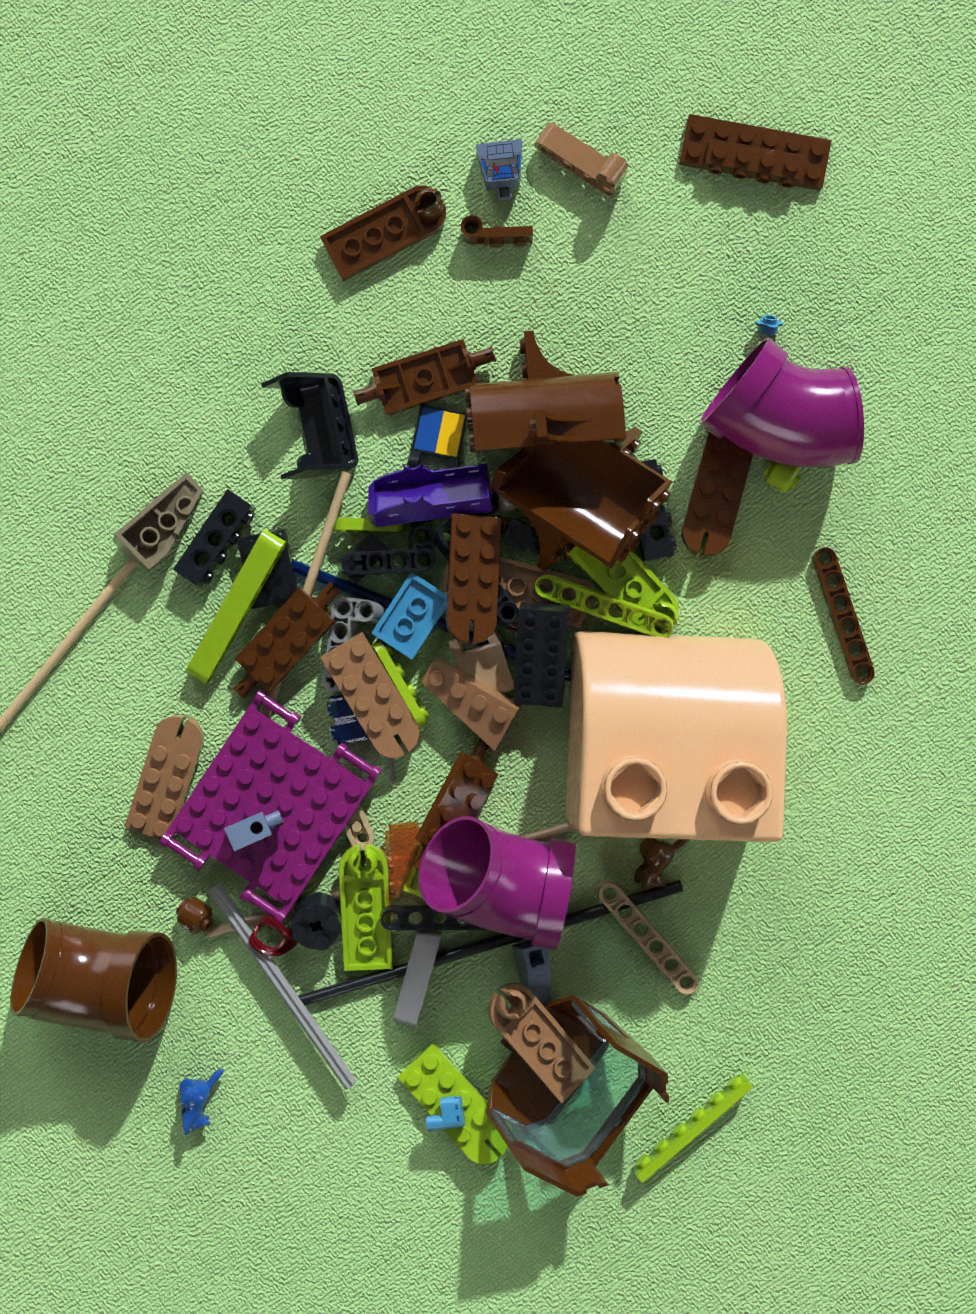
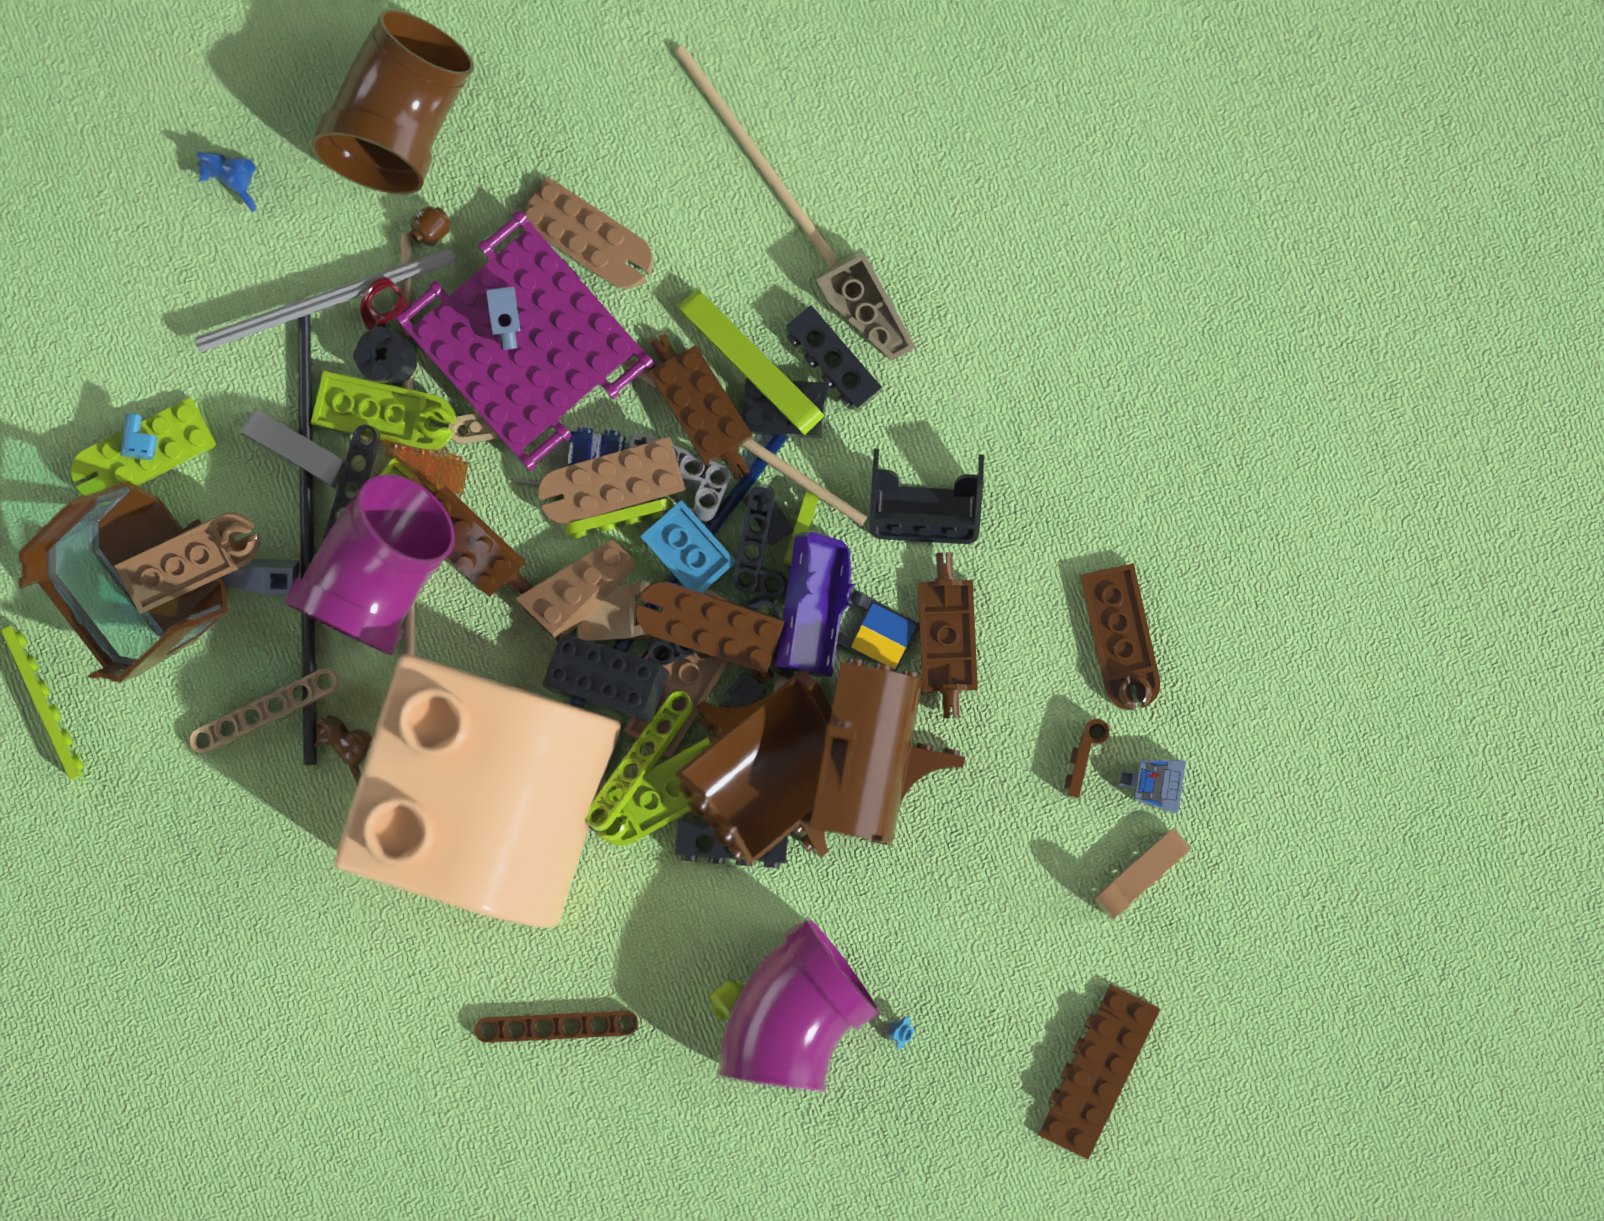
camera: 110 degrees right, 5 degrees down
(715, 496) = (723, 917): reddish brown plate -> none

